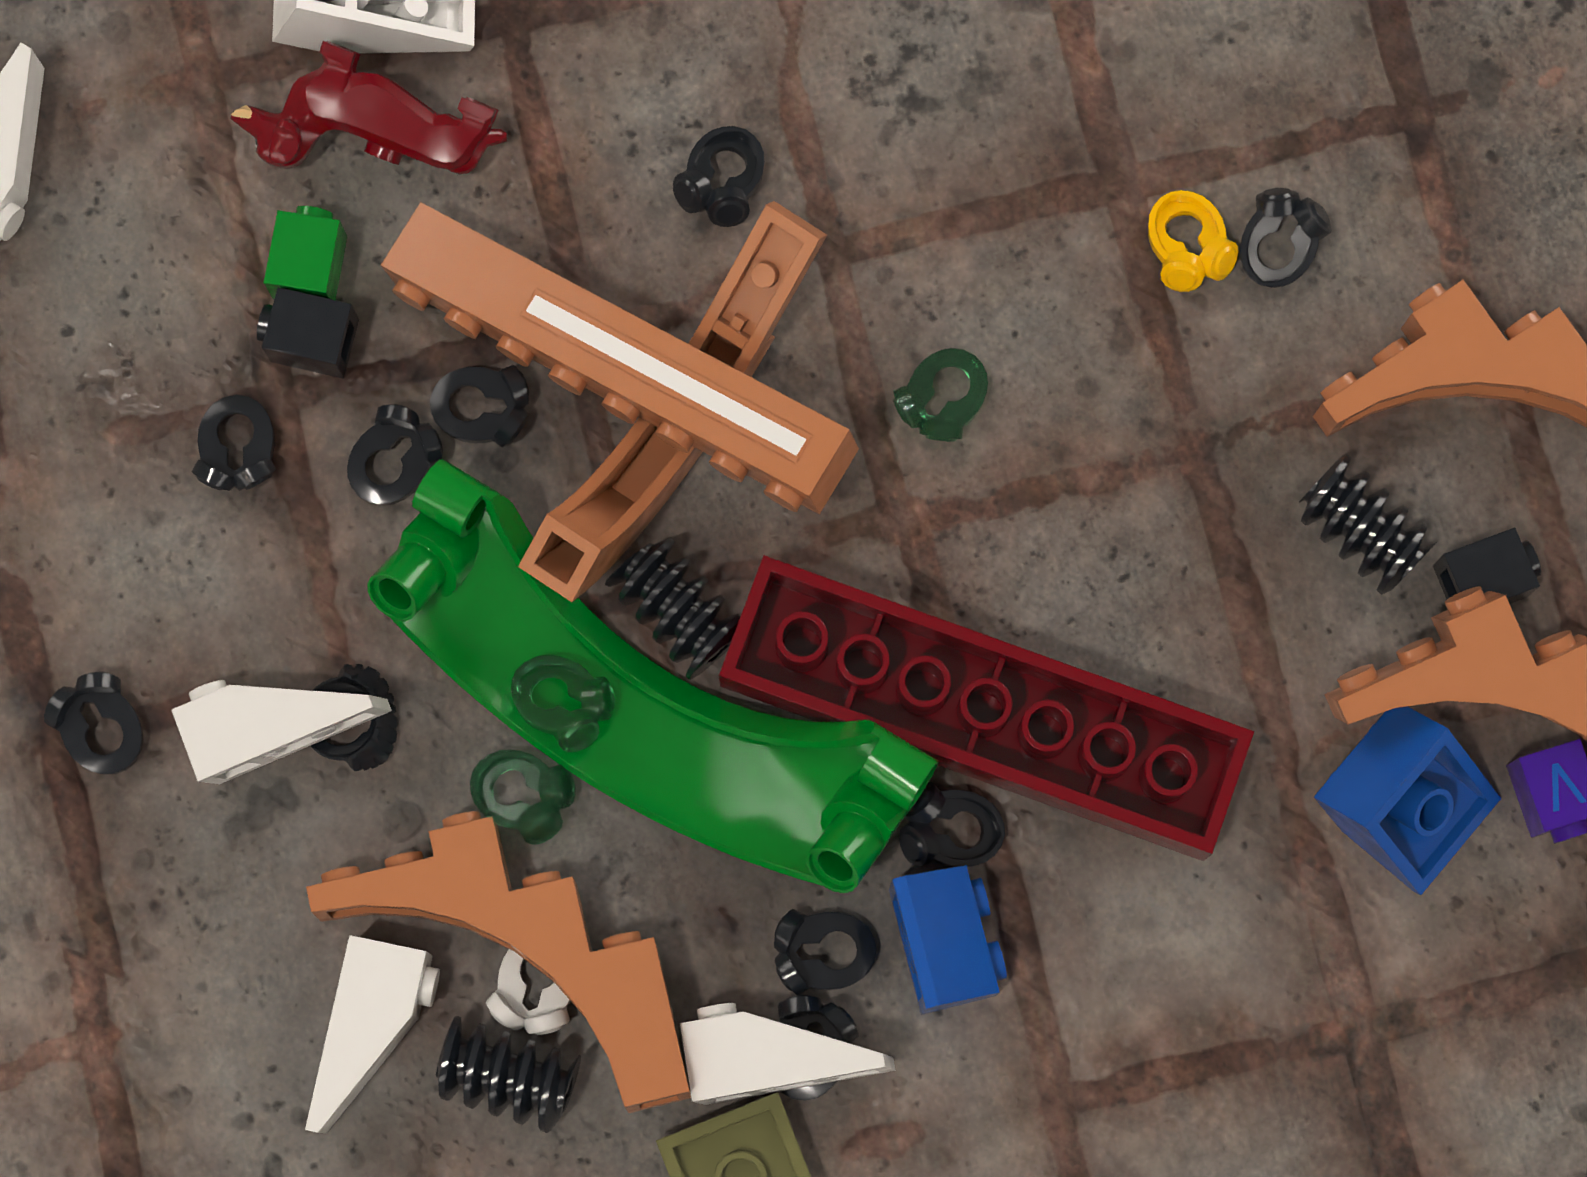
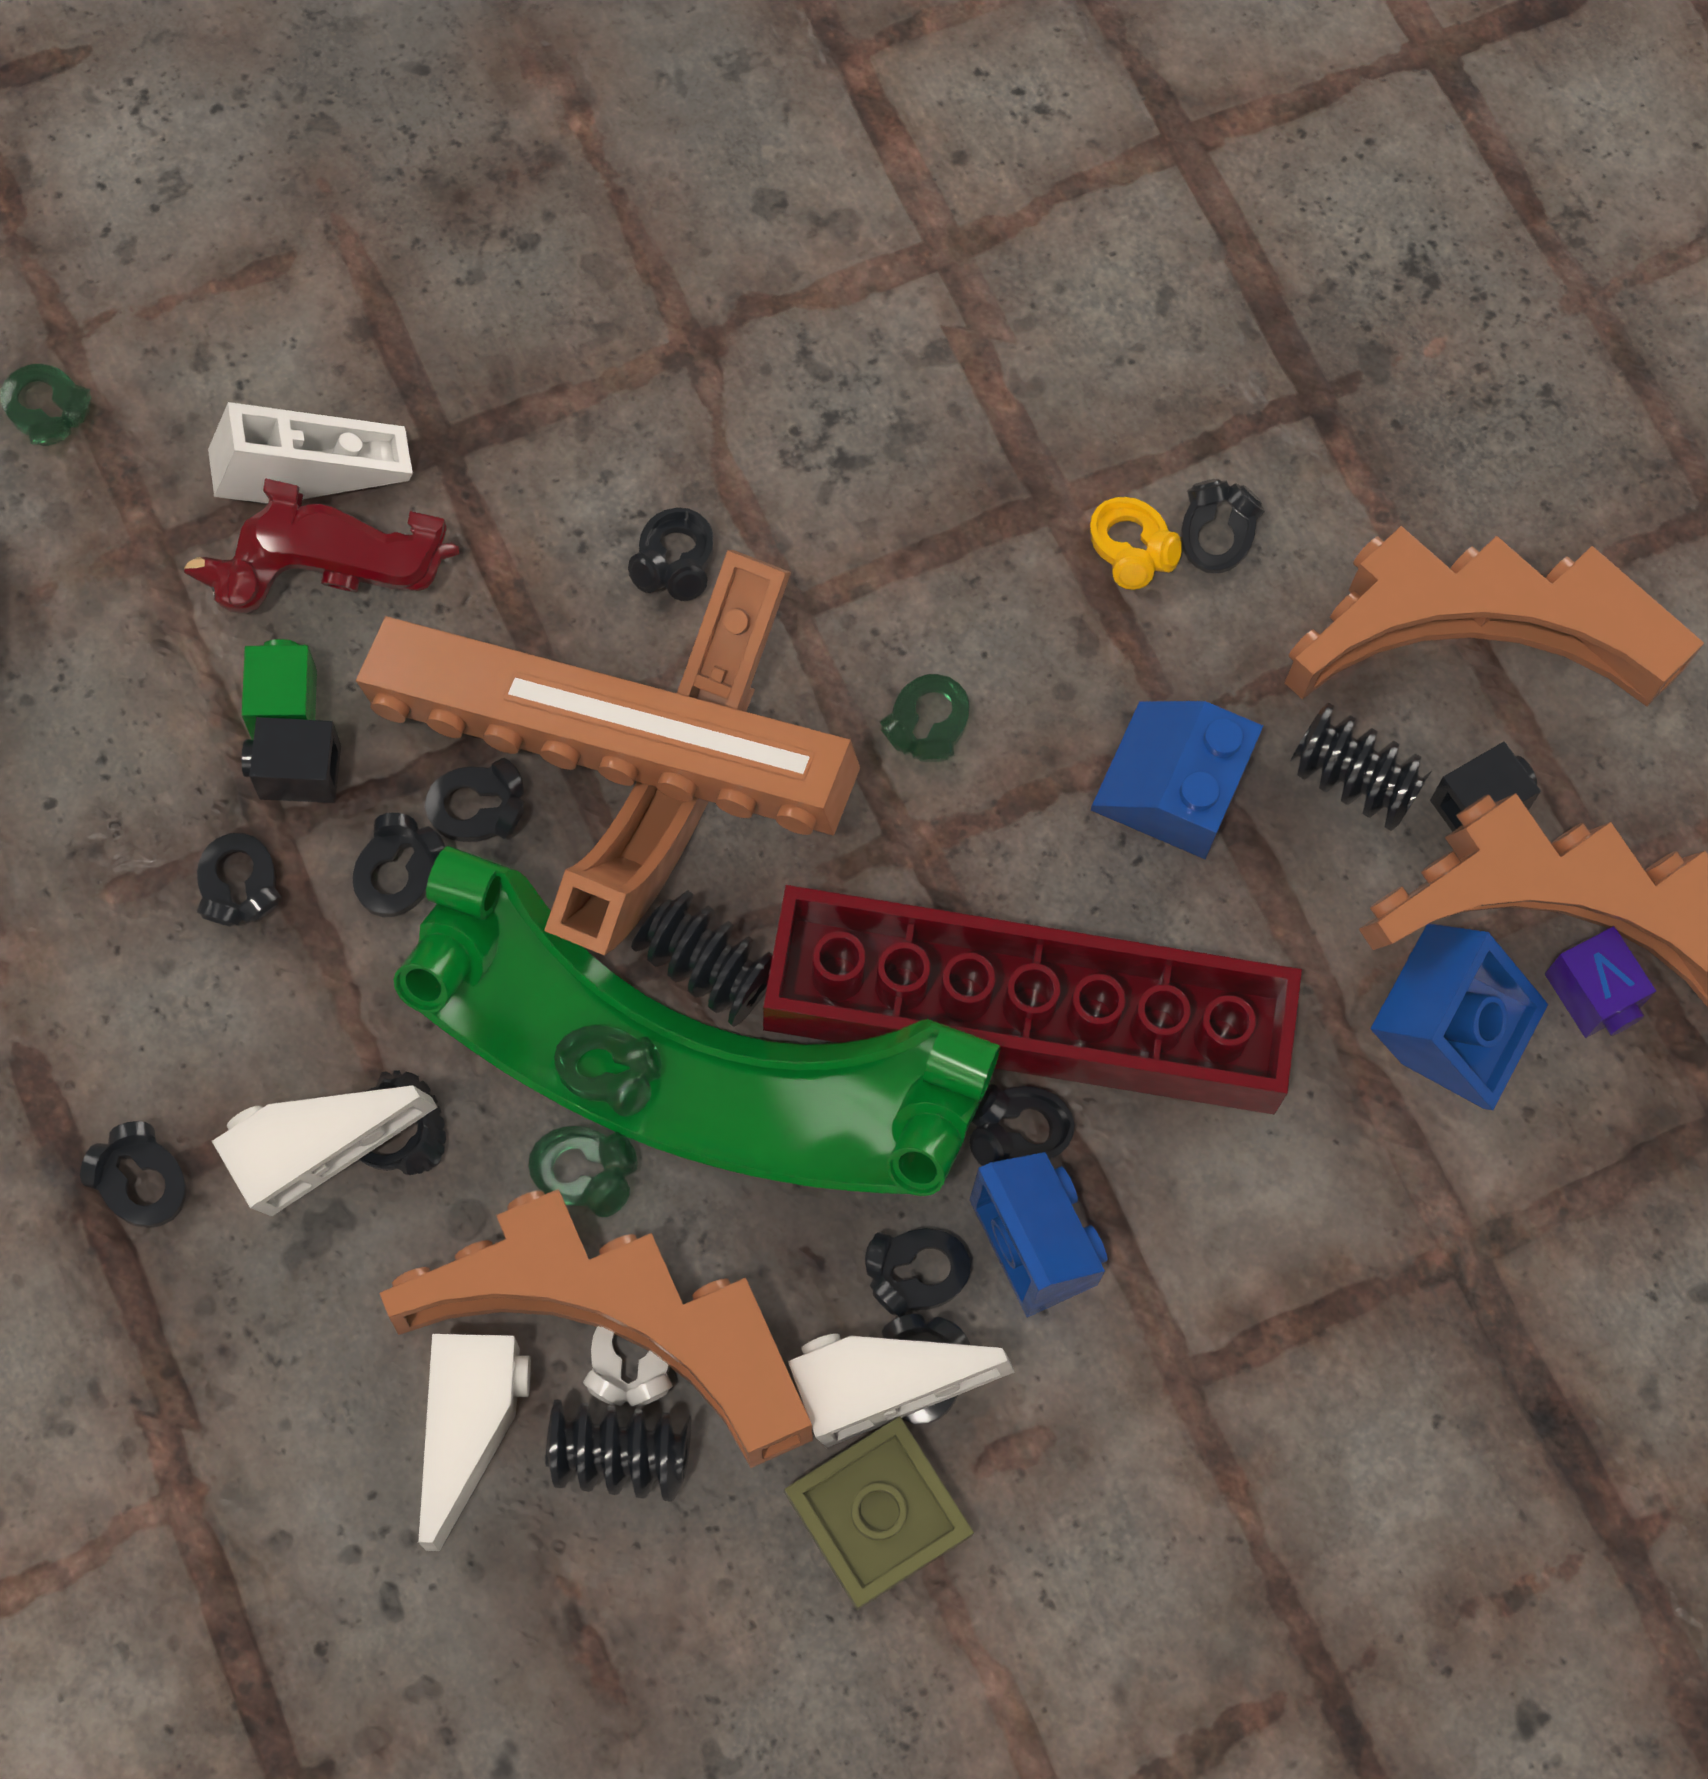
camera: 15 degrees left, 10 degrees down
(1180, 496) = (1177, 771): none -> blue slope

